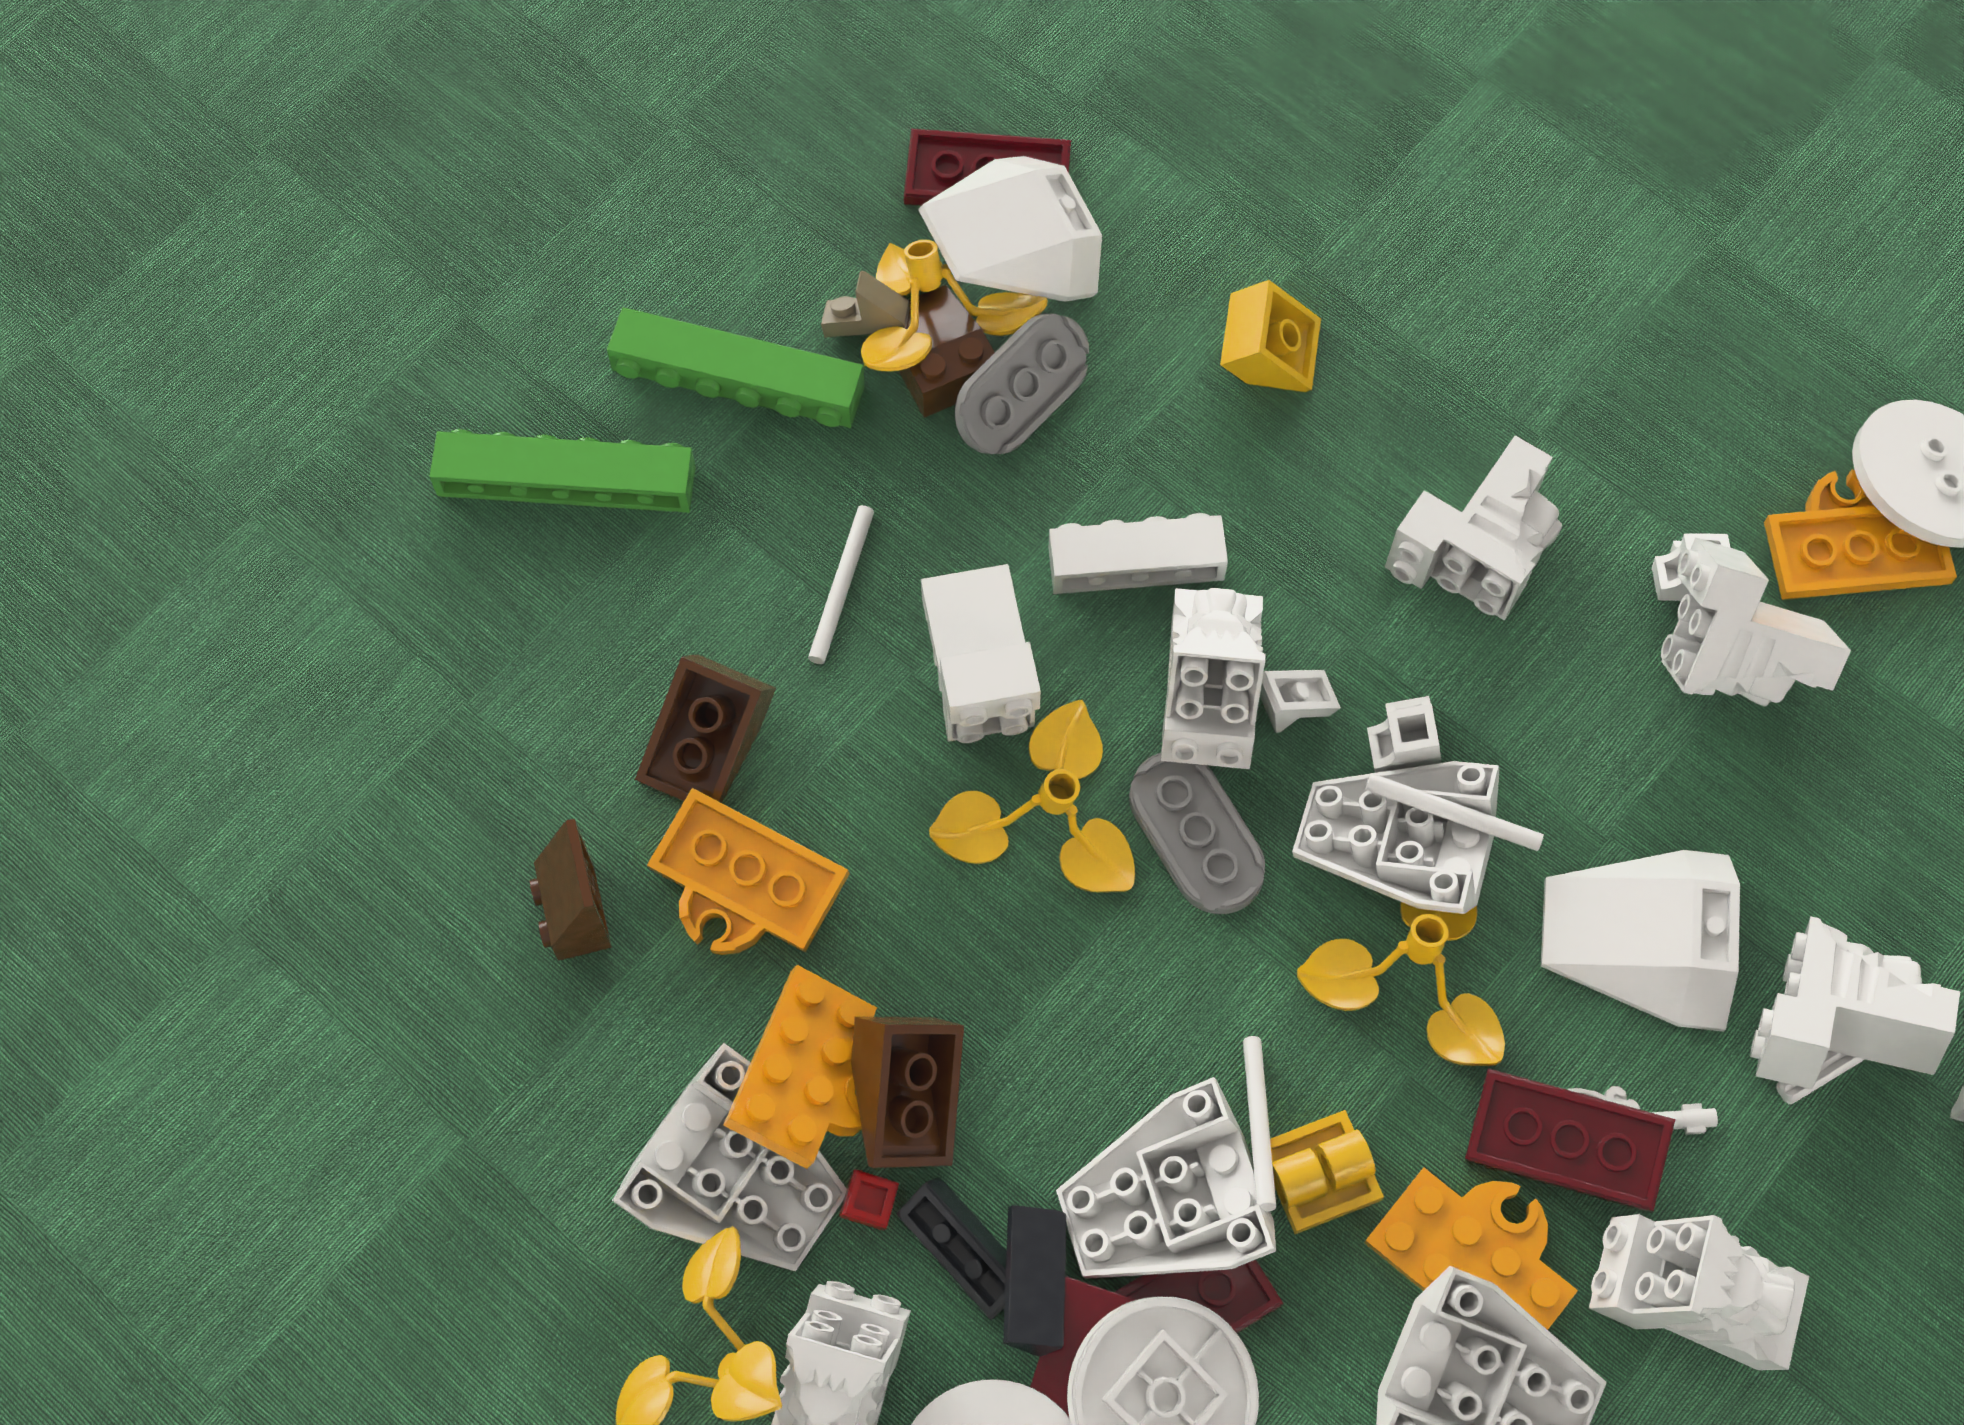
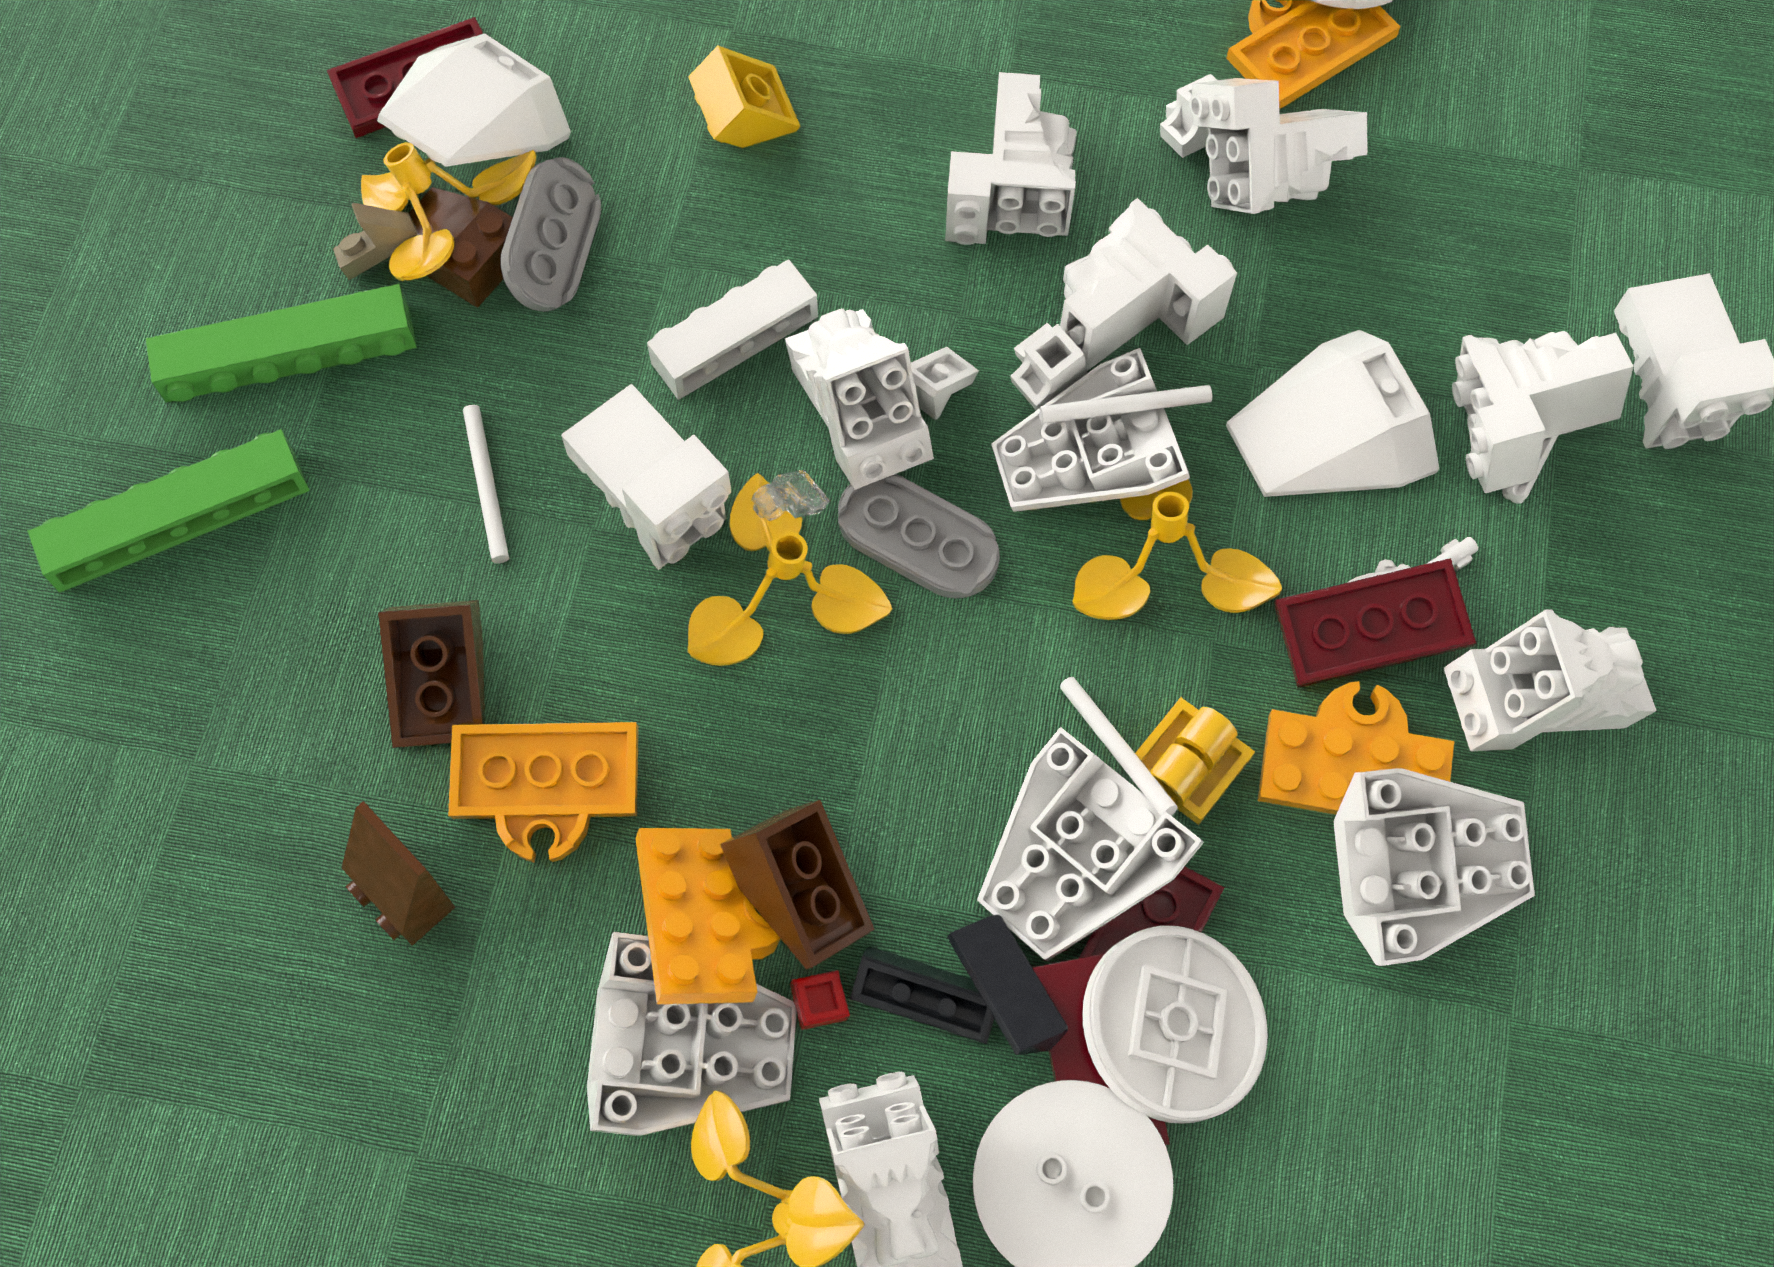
camera: 30 degrees left, 0 degrees up
(1104, 734) = (791, 493): none -> clear plate
(1530, 699) = (1140, 277): none -> white brick

